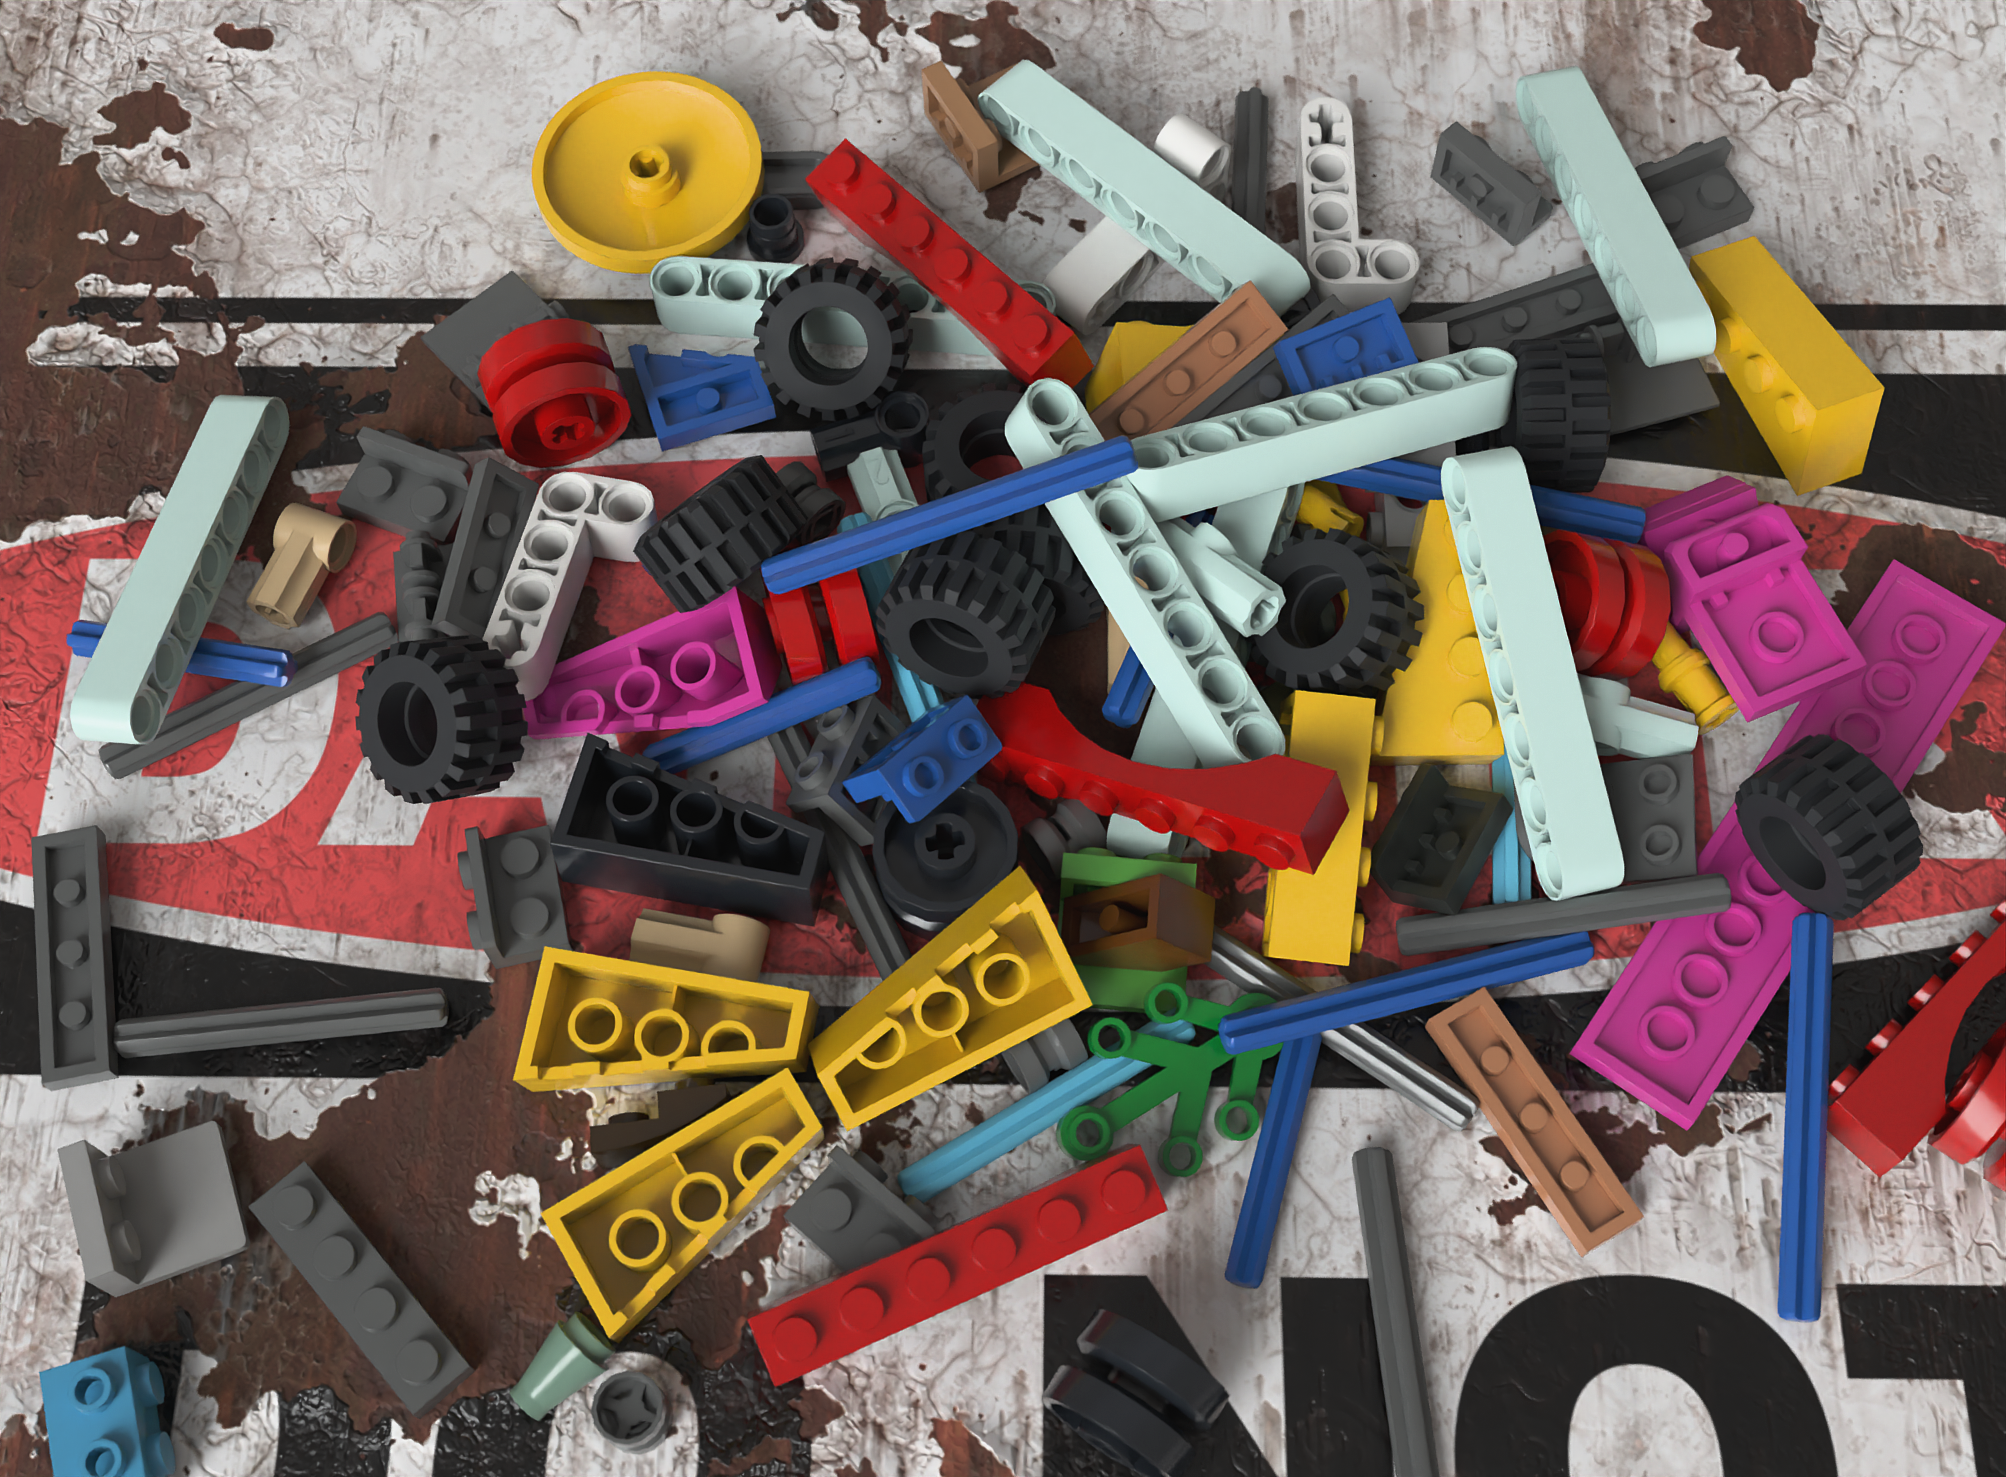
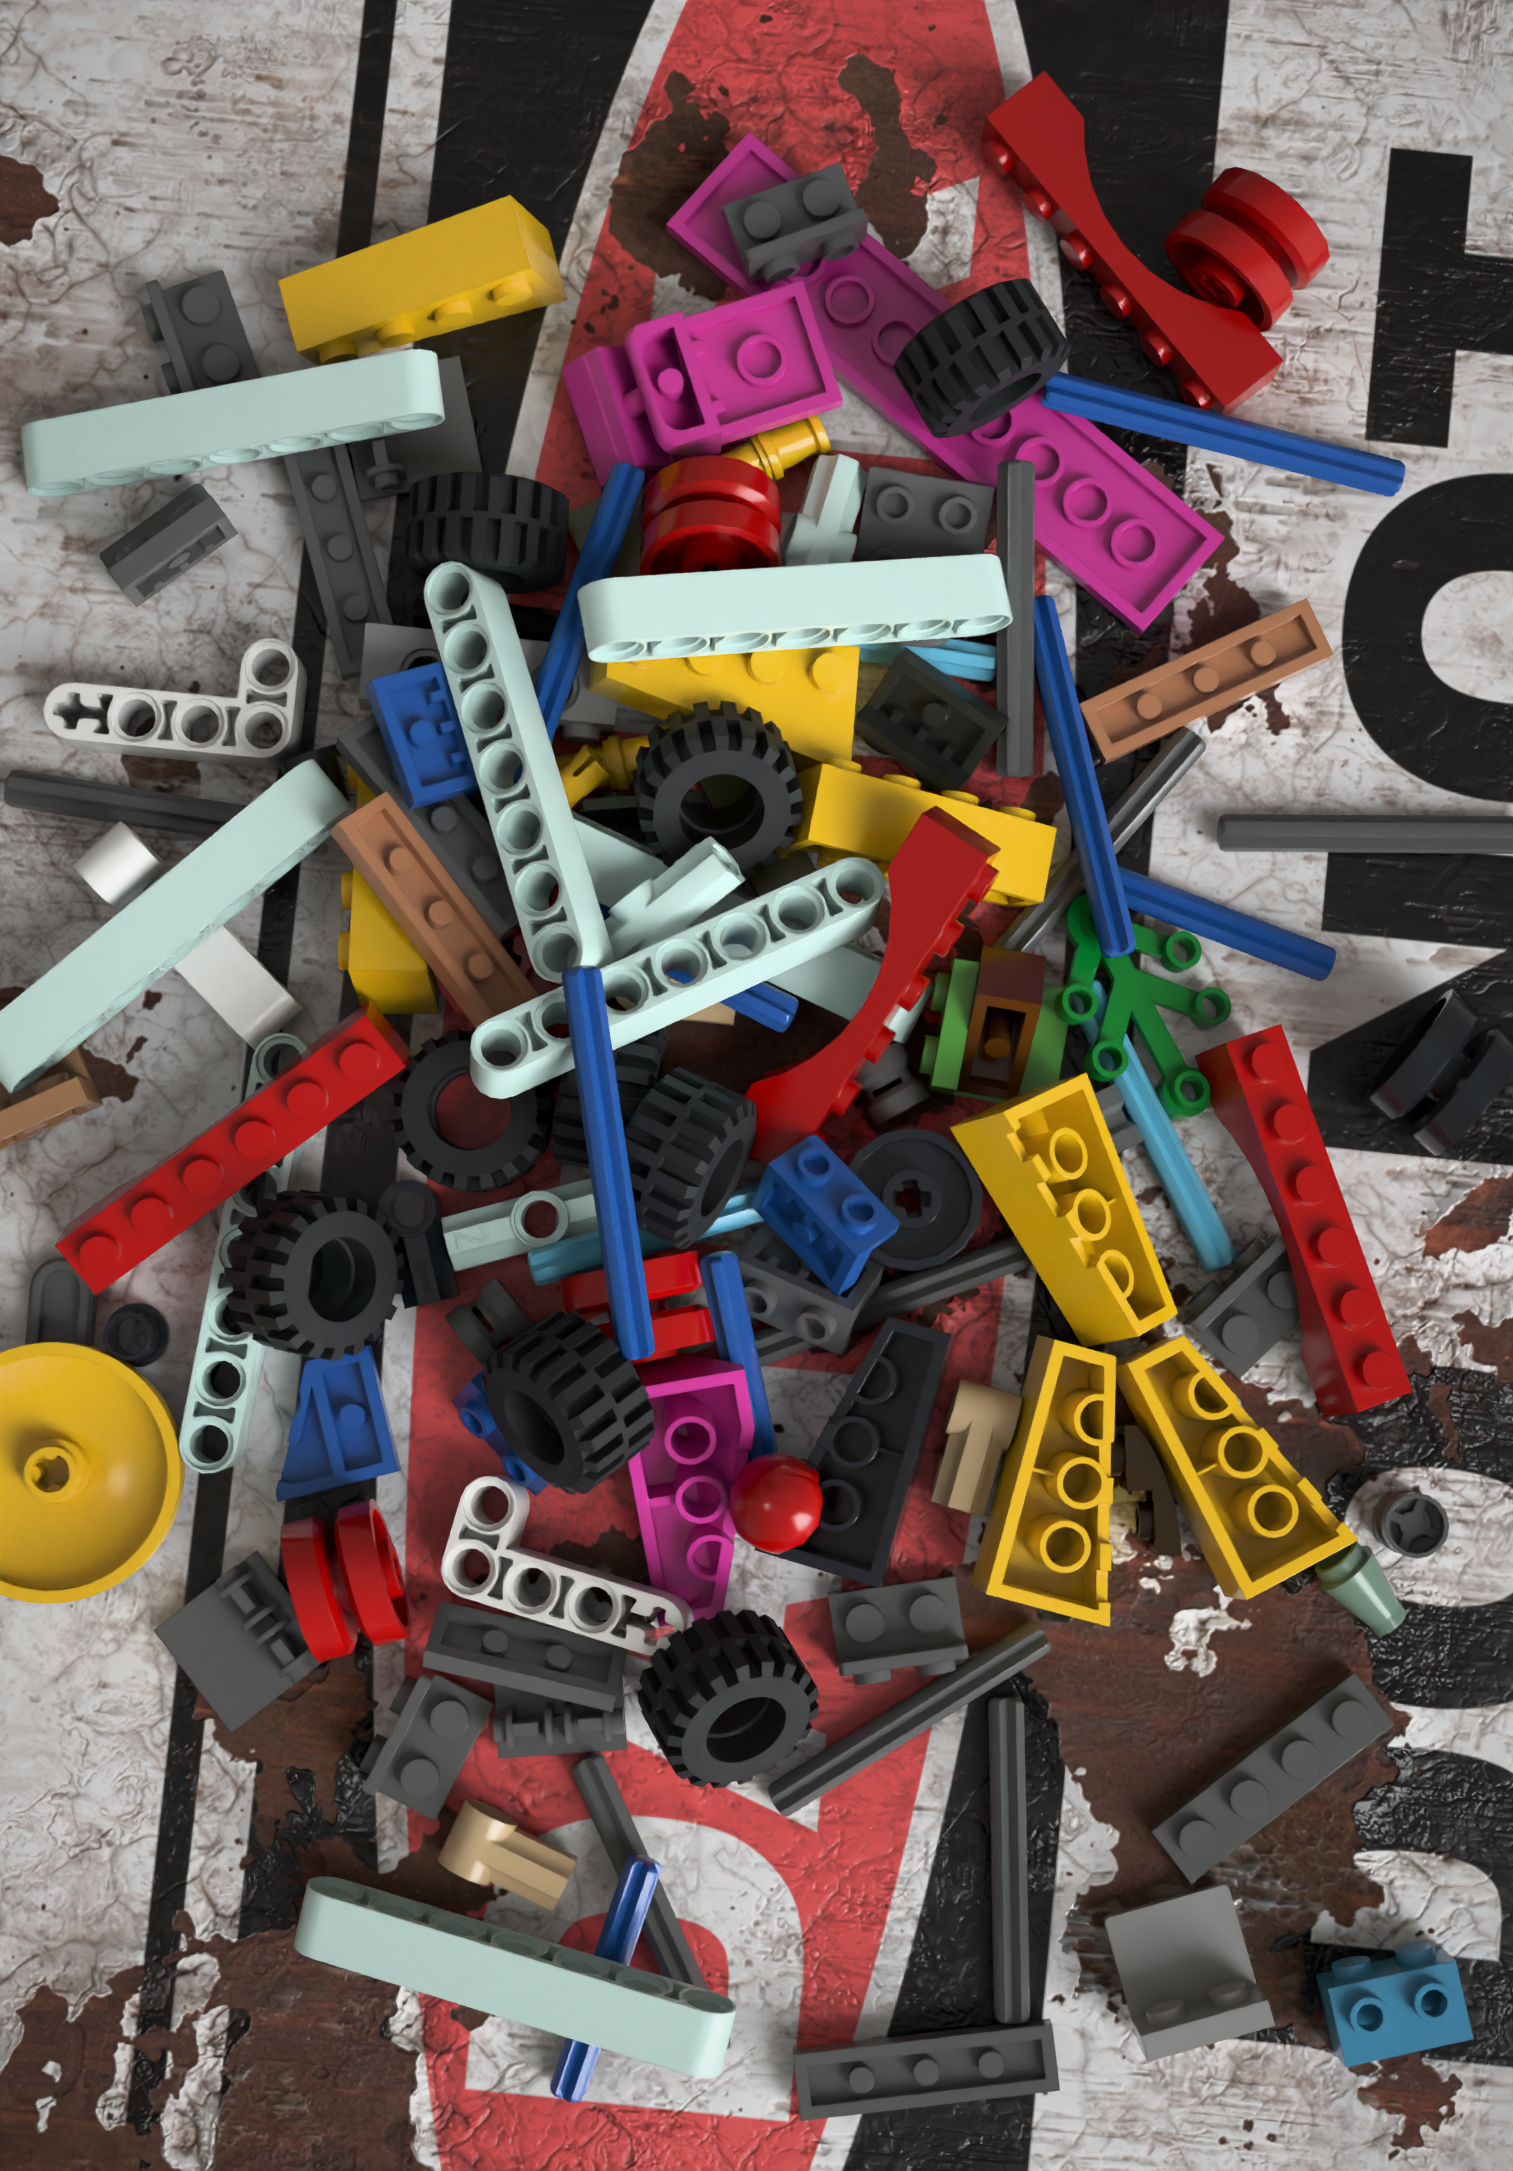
camera: 90 degrees left, 20 degrees up
(428, 917) = (909, 1718): none -> dark grey axle
(633, 737) = (776, 1502): none -> red hair
(1923, 667) = (795, 225): none -> dark grey bracket

